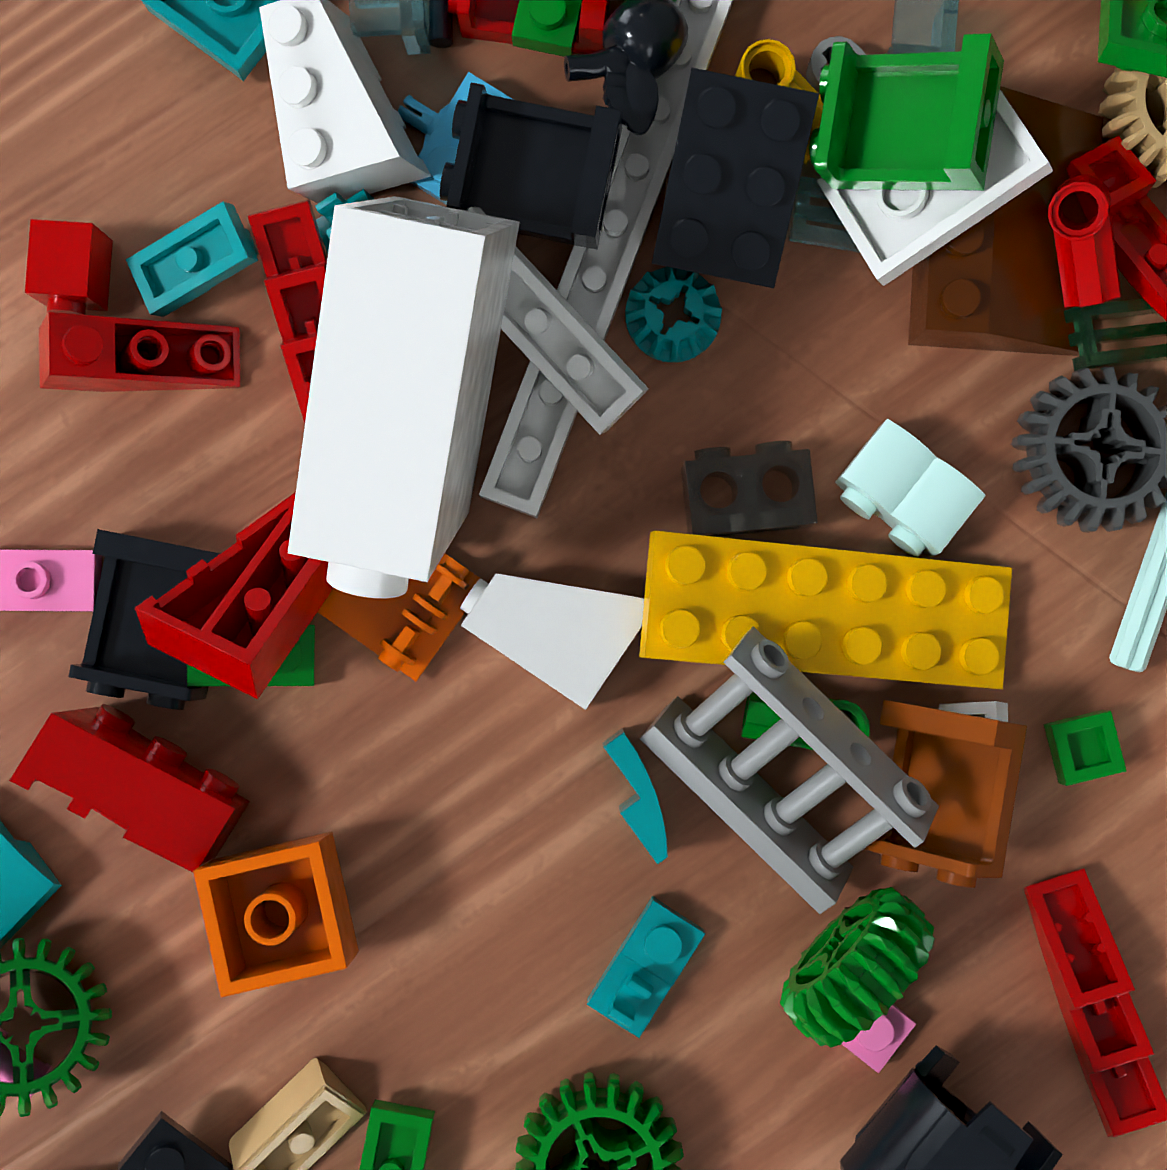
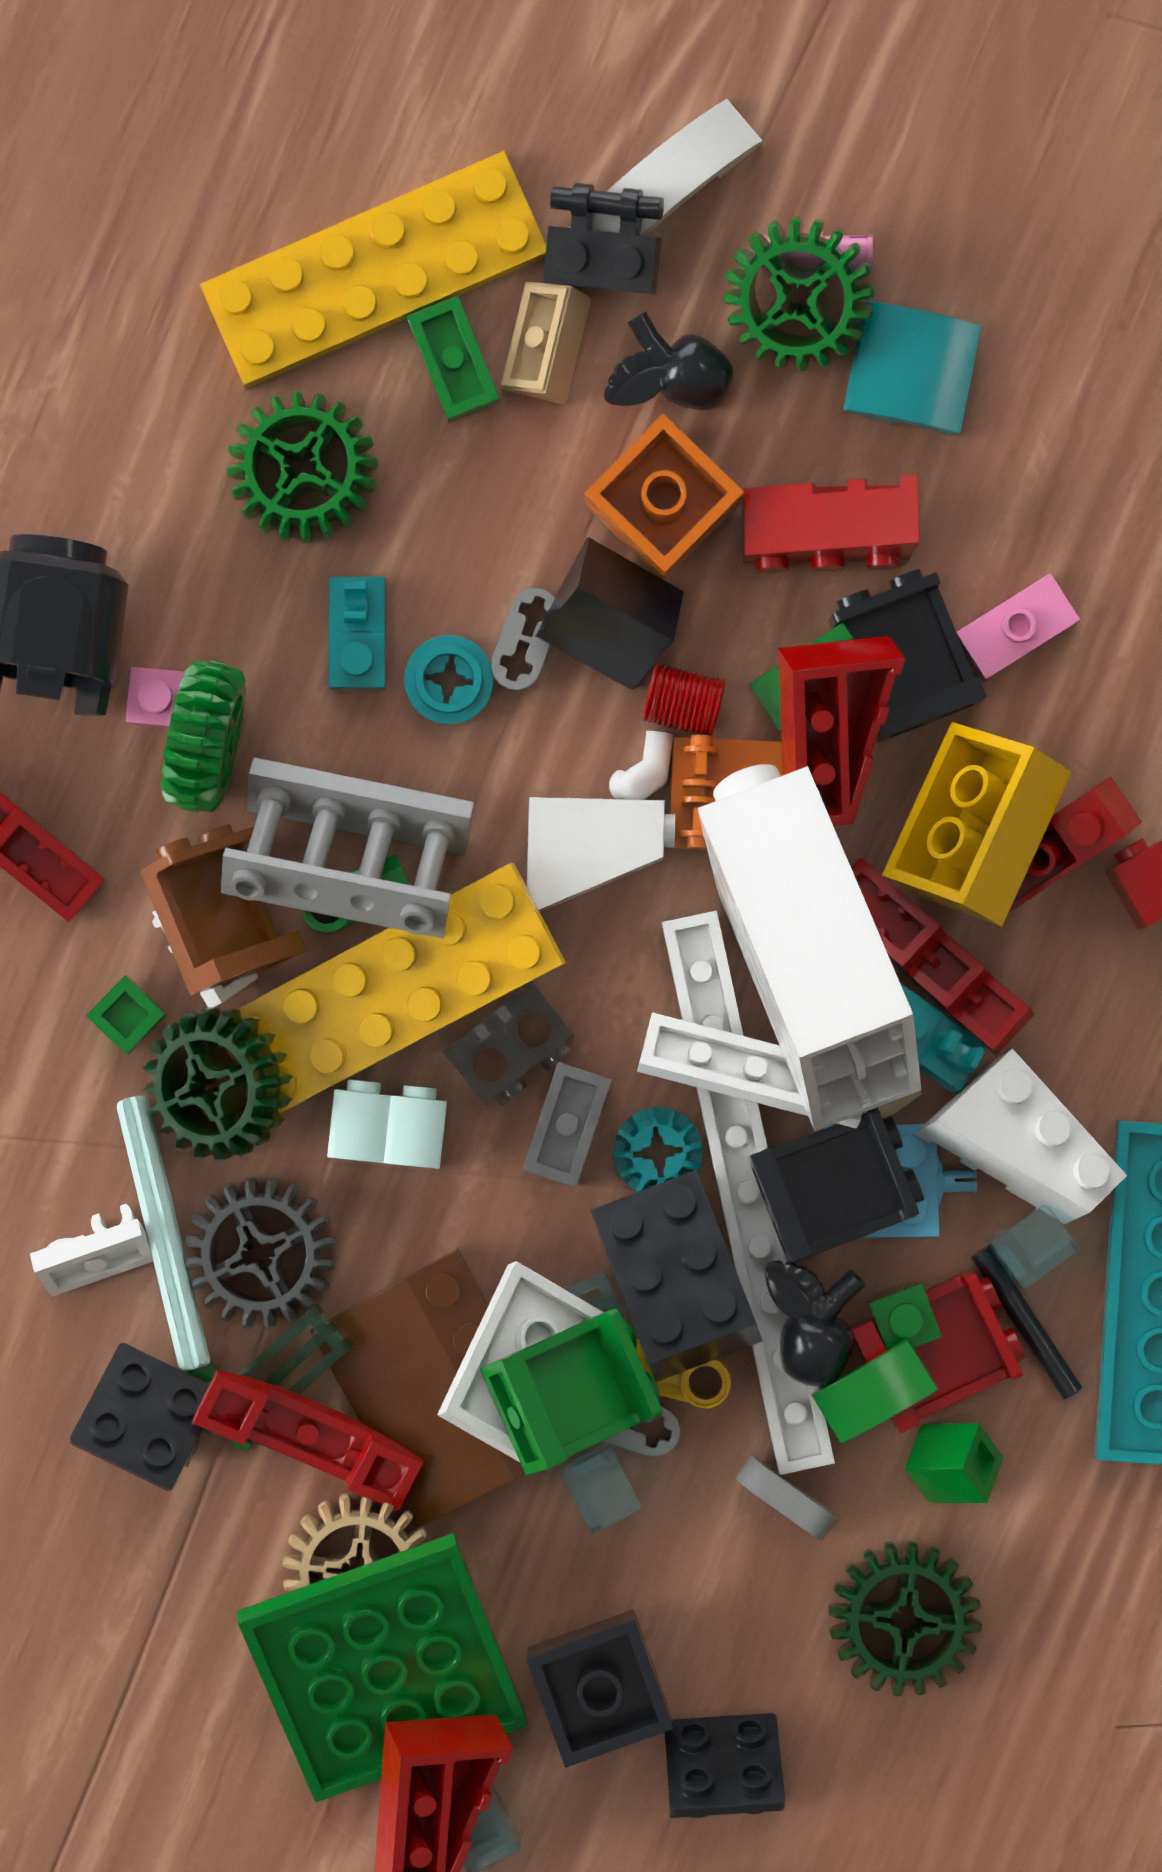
camera: 155 degrees right, 0 degrees up
(181, 416) = (977, 823): none -> yellow brick
(182, 1014) = (687, 373): none -> black piece
(192, 259) = (1056, 950): teal plate -> none
(383, 708) = (683, 700): none -> red piece
(398, 831) = (612, 615): none -> black slope
(461, 661) = (647, 775): none -> white arm
(504, 870) = (513, 635): none -> light grey beam
(591, 897) = (431, 660): none -> teal gear
(643, 808) = (436, 749): teal slope -> none
(742, 384) = (567, 1124): none -> flat silver panel
(1053, 591) = (194, 1048): none -> dark green gear
(1085, 249) = (374, 1396): red piece -> none

